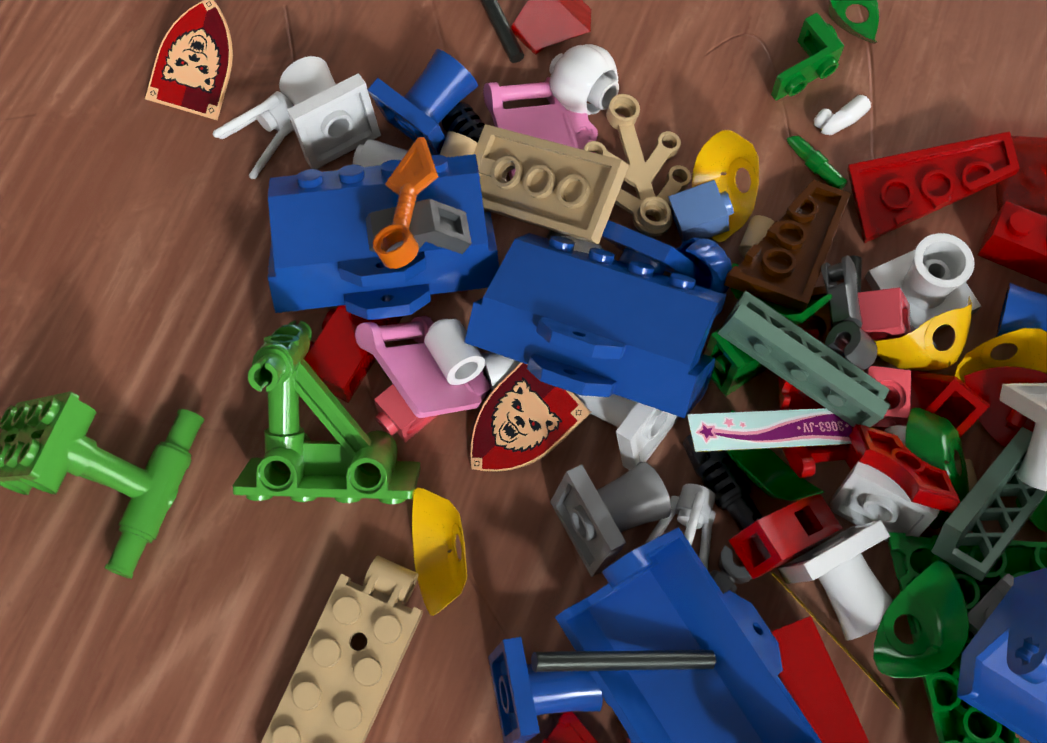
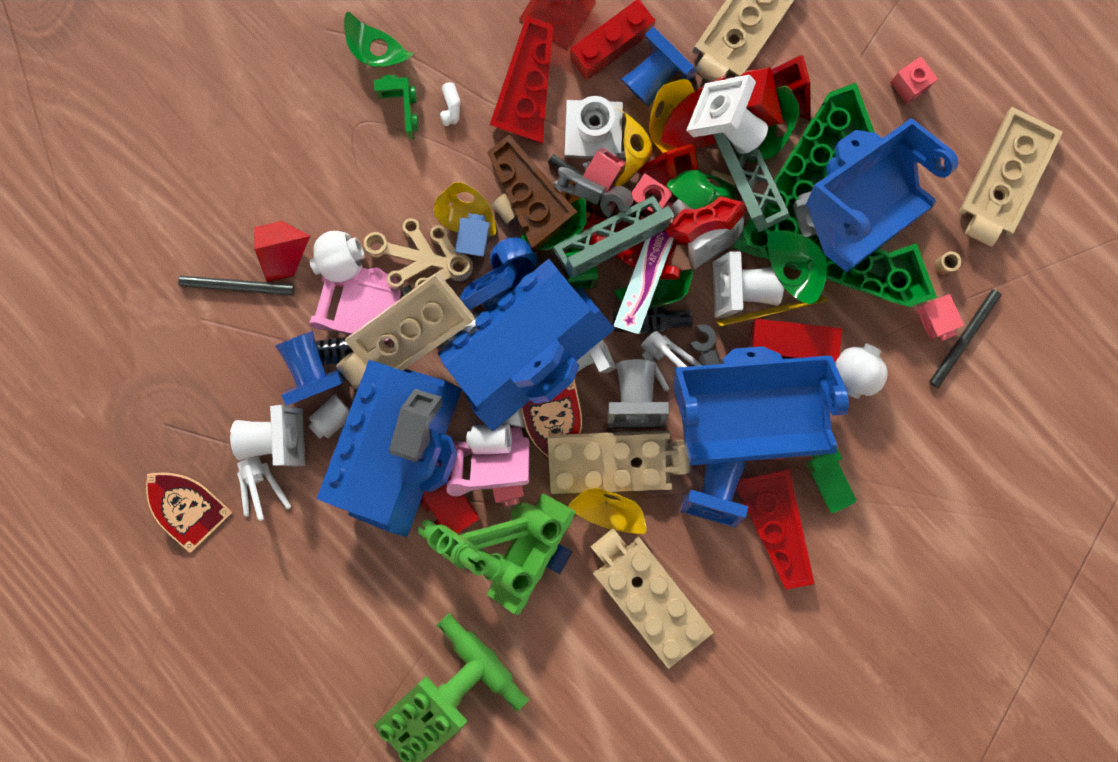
camera: 65 degrees left, 15 degrees up
(341, 521) = (559, 559): none -> dark blue hinge
(409, 178) = (380, 413): orange piece -> none
(498, 517) = (605, 461): none -> tan hinge
(622, 660) = (733, 440): pearl dark grey bar -> none
(785, 534) = (705, 307): red brick -> none
(817, 162) = (473, 140): green piece -> none

